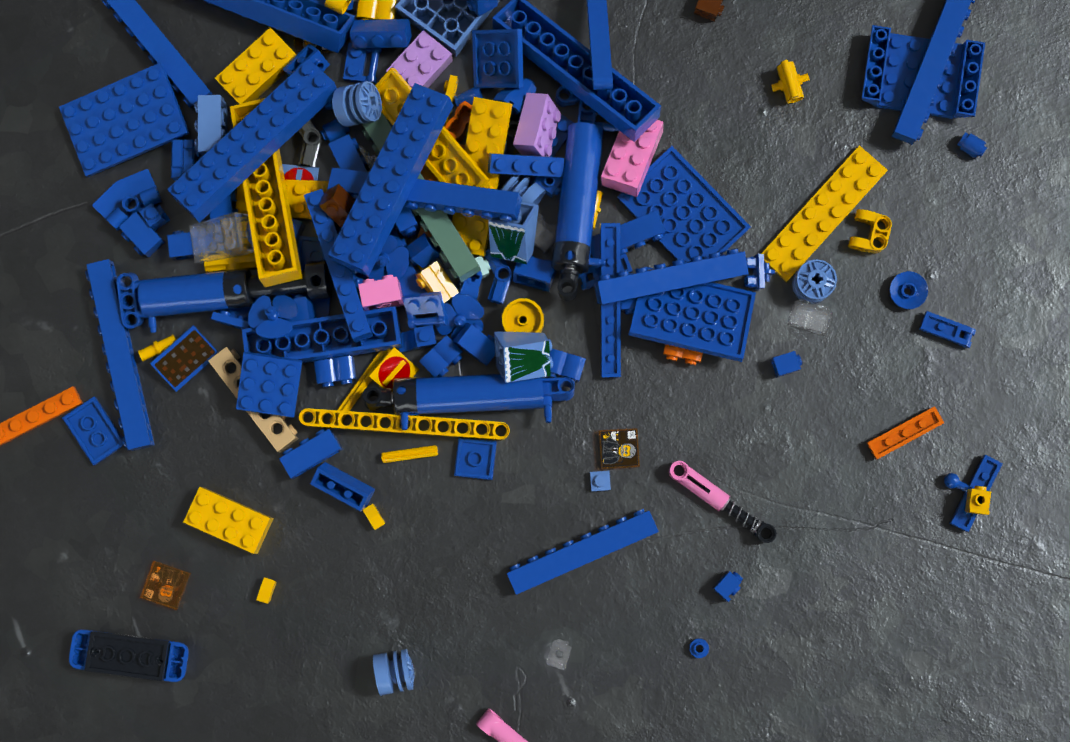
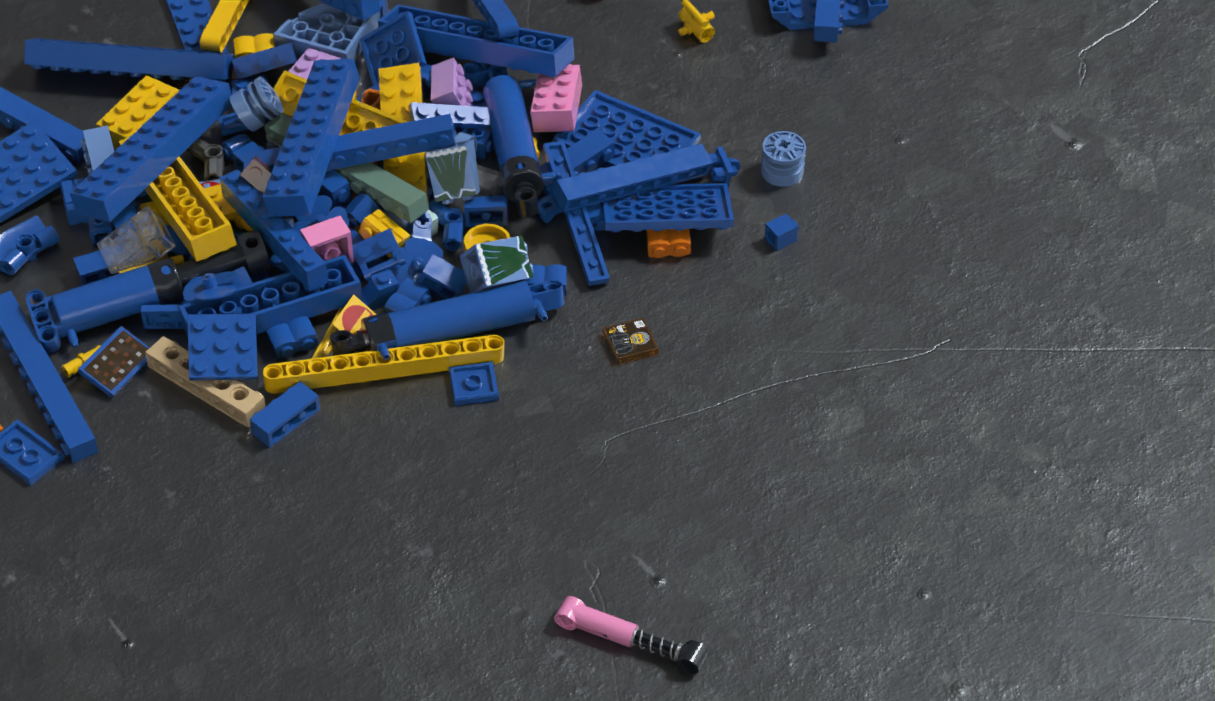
camera: 20 degrees left, 35 degrees down
(128, 656) = (114, 641): black piece -> none
(141, 234) = (43, 269): blue brick -> none
(154, 216) = (53, 251): blue brick -> none
(165, 585) = (142, 575): clear orange tile -> none
(228, 520) = (204, 492): yellow brick -> none
(266, 590) = (266, 550): yellow piece -> none
(342, 486) = (330, 430): blue brick -> none
(374, 516) = (373, 455): yellow piece -> none
(393, 672) = (445, 581): medium blue wheel -> none
(408, 454) = (397, 394): yellow axle -> none
(559, 662) = (628, 528): clear brick -> none
(582, 552) = (621, 434): blue brick -> none
(600, 481) = (619, 372): medium blue plate -> none
(703, 653) = (786, 493): blue plate -> none
(720, 500) = (707, 343): piece -> none
(728, 585) = (795, 428): blue brick -> none
(810, 317) = (791, 191): clear brick -> none
(823, 213) = (771, 111): yellow plate -> none
(875, 233) = (833, 114): yellow piece -> none
(905, 433) = (930, 261): orange plate -> none
(917, 286) = (883, 149): blue dish -> none
(947, 329) = (937, 173): blue plate -> none
(972, 145) = (896, 33): blue brick -> none
(973, 505) = (1031, 287): yellow brick -> none
(983, 476) = (1025, 293): blue plate -> none

